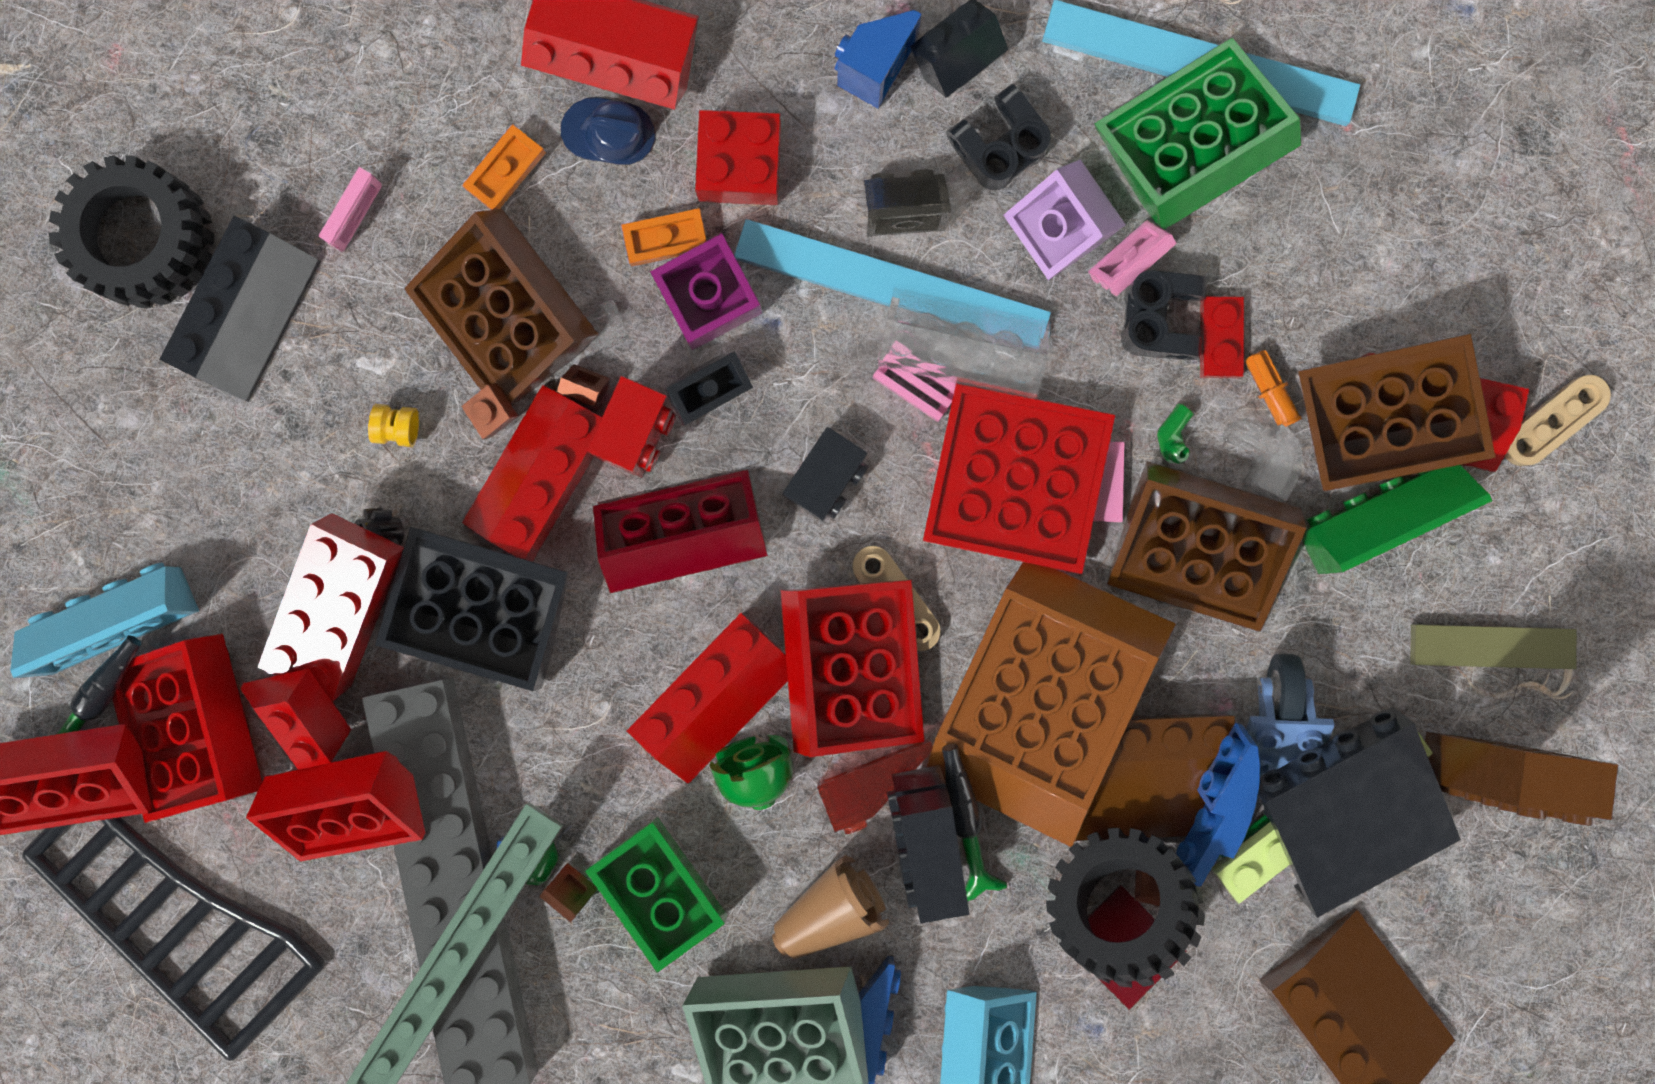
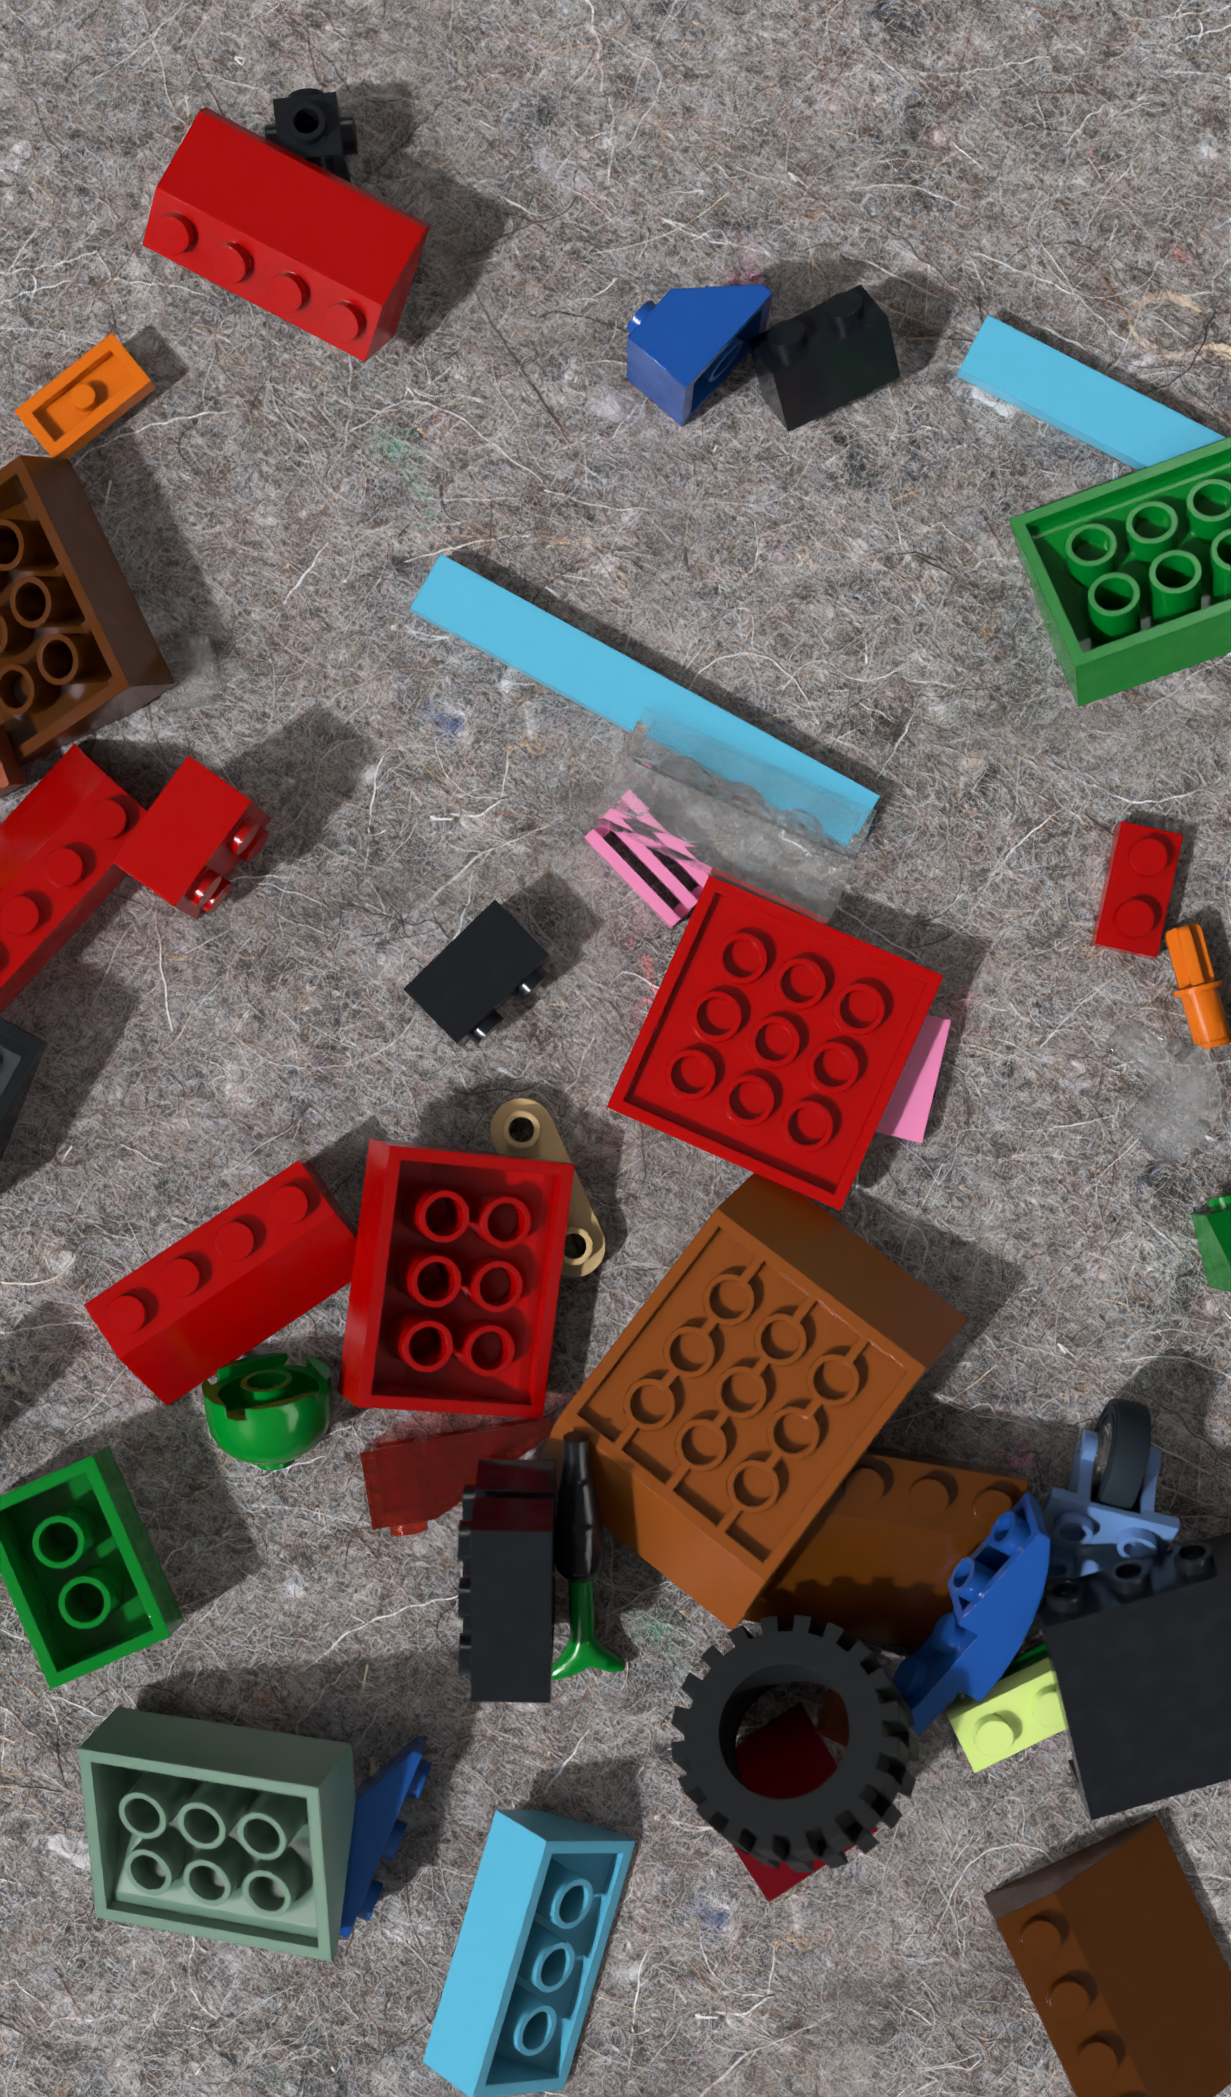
camera: 10 degrees right, 0 degrees up
(583, 385) = (135, 758): copper plate -> none
(607, 131) = (258, 375): dark blue piece -> none
(663, 236) = (309, 556): orange plate -> none
(678, 531) = (233, 1014): dark red slope -> none
(706, 292) = (352, 654): magenta brick -> none
(708, 387) = (321, 801): black slope -> none
(738, 157) = (448, 456): red brick -> none
(831, 912) = (344, 1651): medium nougat cone -> none
(906, 203) = (689, 581): clear smoke slope -> none
(1023, 121) = (866, 529): black piece -> none
(1064, 218) = (931, 655): lavender slope -> none
(1132, 257) = (1023, 737): bright pink tile -> none
(1167, 287) = (1038, 833): black piece -> none
(1170, 436) = (1025, 1026): green arm -> none
(1206, 546) = (1042, 1208): reddish brown slope -> none

